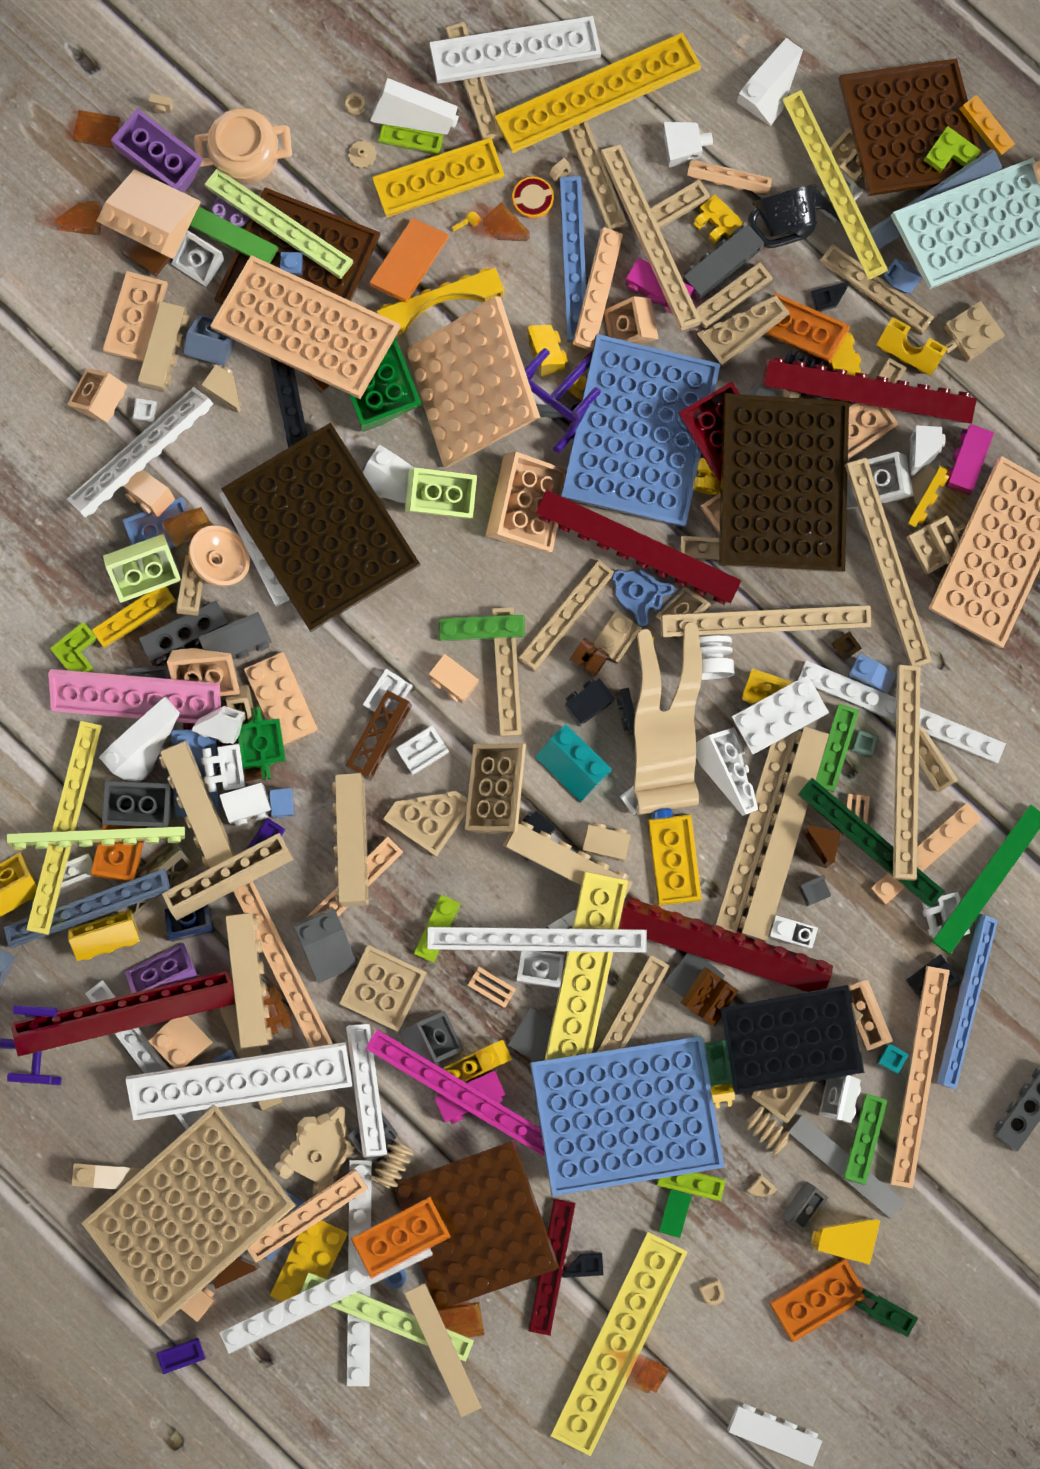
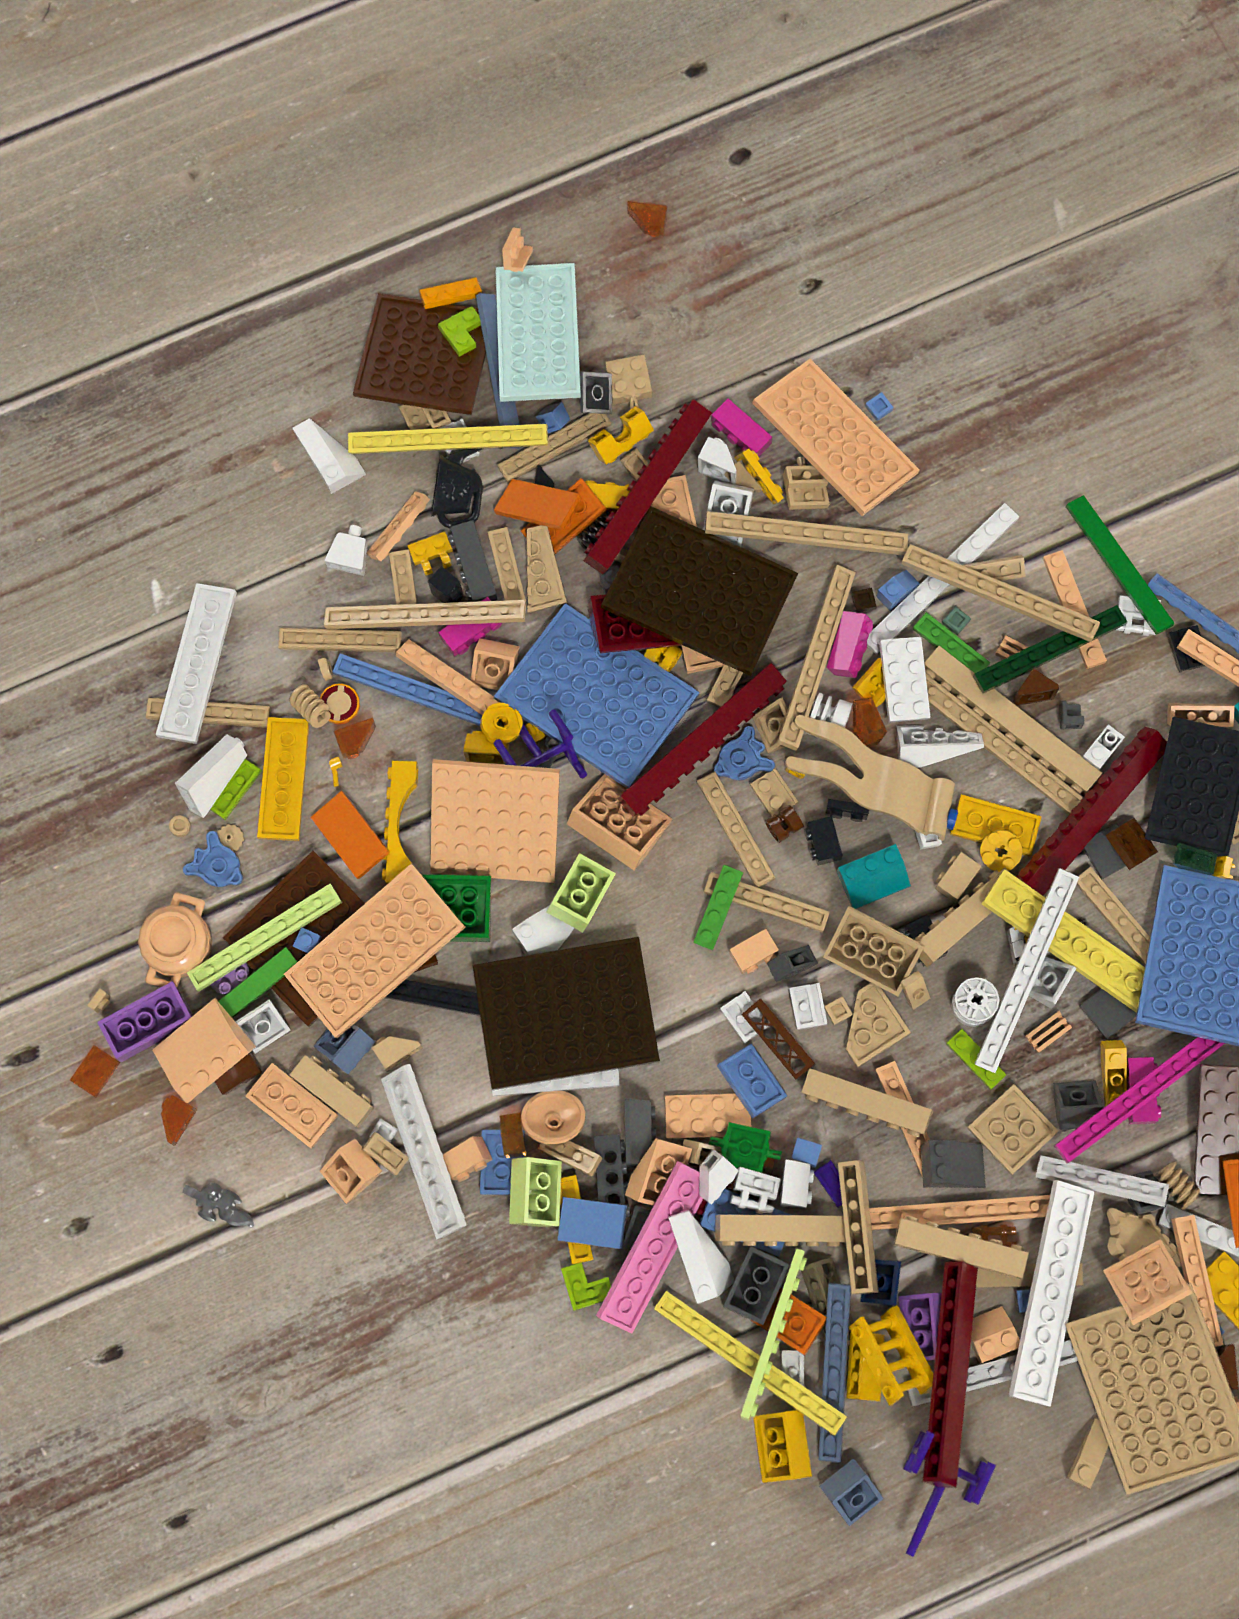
camera: 60 degrees left, 5 degrees down
(25, 296) = (224, 1200): none -> flat silver piece
(124, 419) = (385, 1153): none -> tan plate
(134, 631) = (592, 1223): none -> medium blue tile
(140, 961) = (906, 1346): none -> yellow fence
(280, 1164) = (1147, 1282): none -> light nougat plate
(329, 726) = (752, 1080): none -> medium blue tile
(332, 152) = (216, 864): none -> medium blue tile
(429, 780) = (838, 1011): none -> tan plate
(457, 719) = (792, 963): none -> dark grey slope
(477, 843) = (915, 990): none -> tan plate
(489, 917) = (971, 1013): none -> white wheel
(516, 170) = (310, 706): none -> tan piece
(583, 352) = (506, 714): none -> yellow plate
(597, 92) = (269, 608): yellow plate -> none
(659, 881) = (995, 840): none -> yellow plate
(685, 245) = (445, 586): none -> black brick
(722, 696) = (867, 722): none -> clear orange slope
(794, 649) = (850, 644): none -> brick
(805, 295) = (537, 504): none -> orange tile
(942, 303) = (596, 392): none -> flat silver slope

